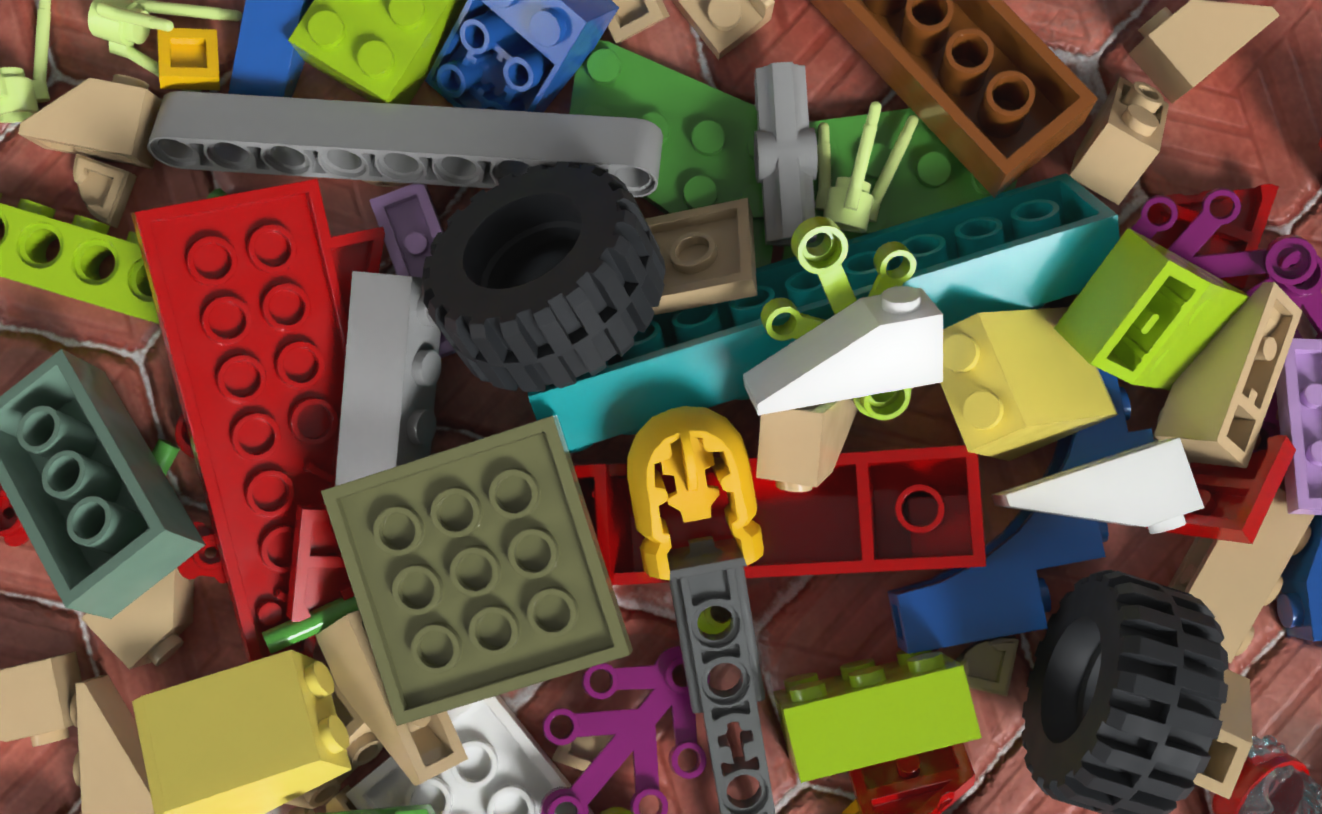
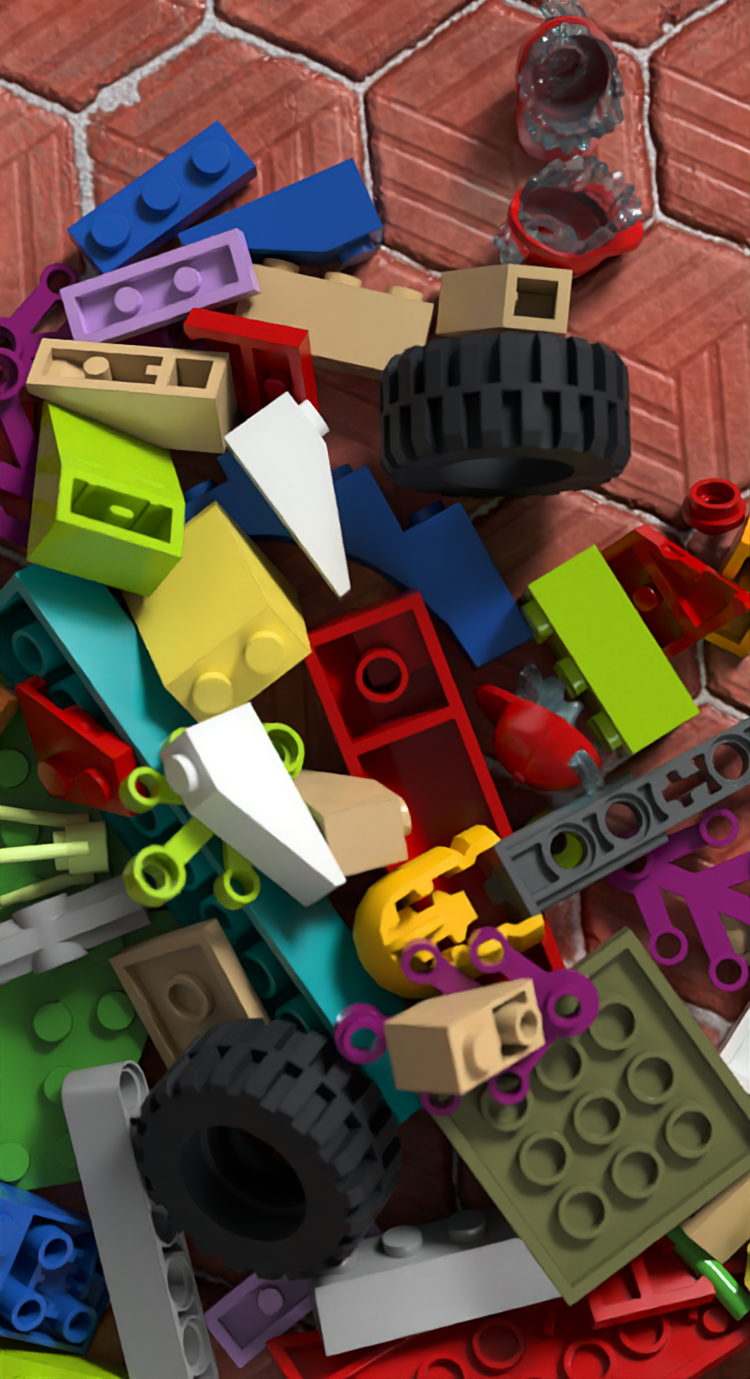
camera: 110 degrees left, 0 degrees up
(586, 473) = (463, 1037): none -> tan slope
(597, 494) = (451, 980): none -> magenta plant
(821, 629) = (538, 734): none -> red hair
(938, 222) = (75, 753): none -> red wing
(990, 664) = (518, 545): tan tile -> none

